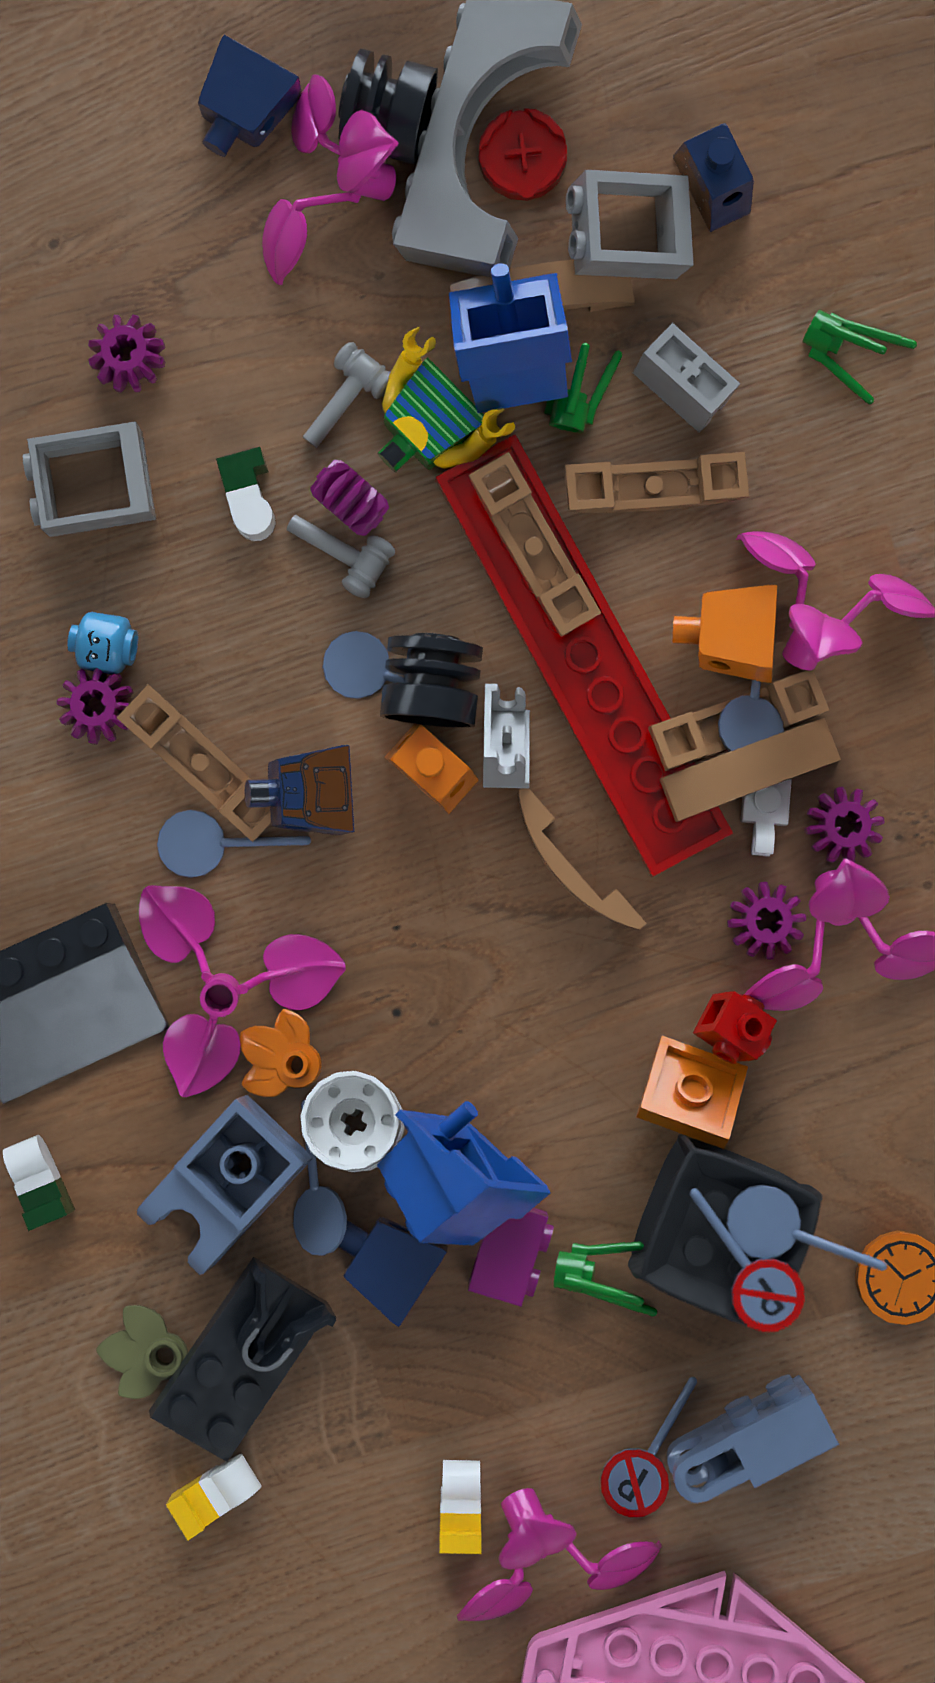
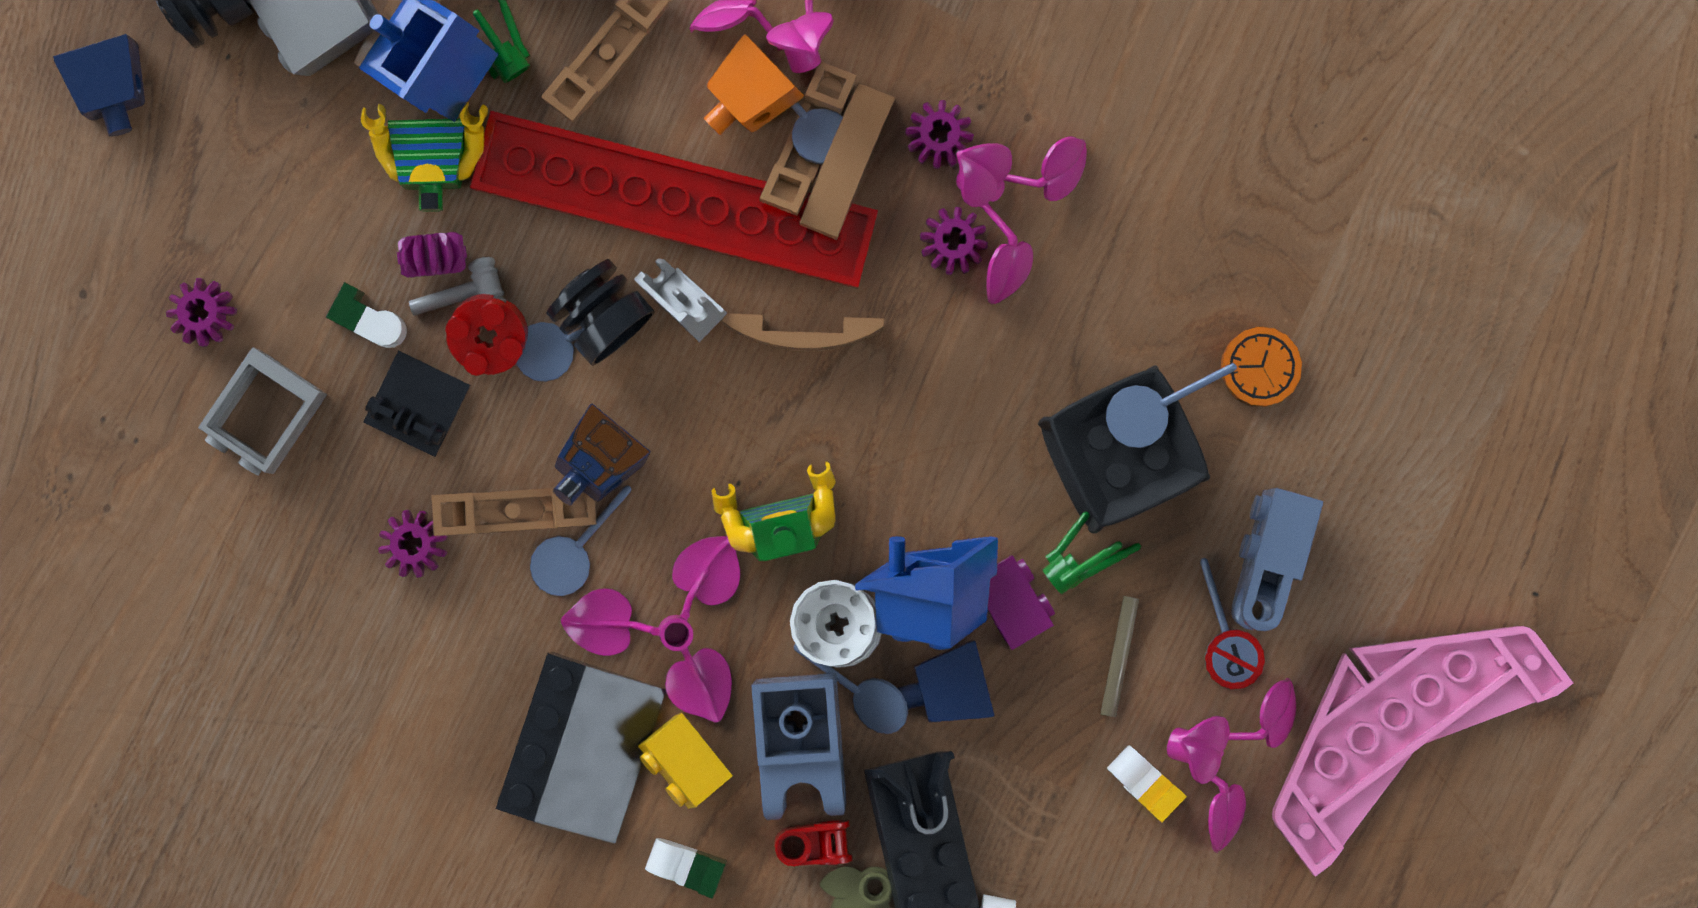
camera: 55 degrees left, 0 degrees up
(103, 643) = (376, 501): dark azure head -> none
(121, 1100) = (683, 762): none -> yellow brick
(155, 1274) = (816, 843): none -> red piece
(215, 600) = (416, 403): none -> black hinge
(272, 1053) = (744, 636): orange plate -> none
(348, 595) = (494, 314): none -> red plate
(360, 171) = (228, 49): dark pink plant -> none
(361, 373) = (357, 172): light grey piece -> none
(392, 998) = (780, 526): none -> torso
(432, 767) = (656, 363): orange torso -> none
(533, 545) = (573, 165): medium nougat slope -> none
(547, 1383) = (1119, 656): none -> dark tan bar
(692, 1092) = (1018, 389): orange plate -> none
(735, 1027) = (1003, 323): red brick -> none
(765, 810) = (883, 175): white plate -> none
(765, 1292) = (1182, 454): piece -> none

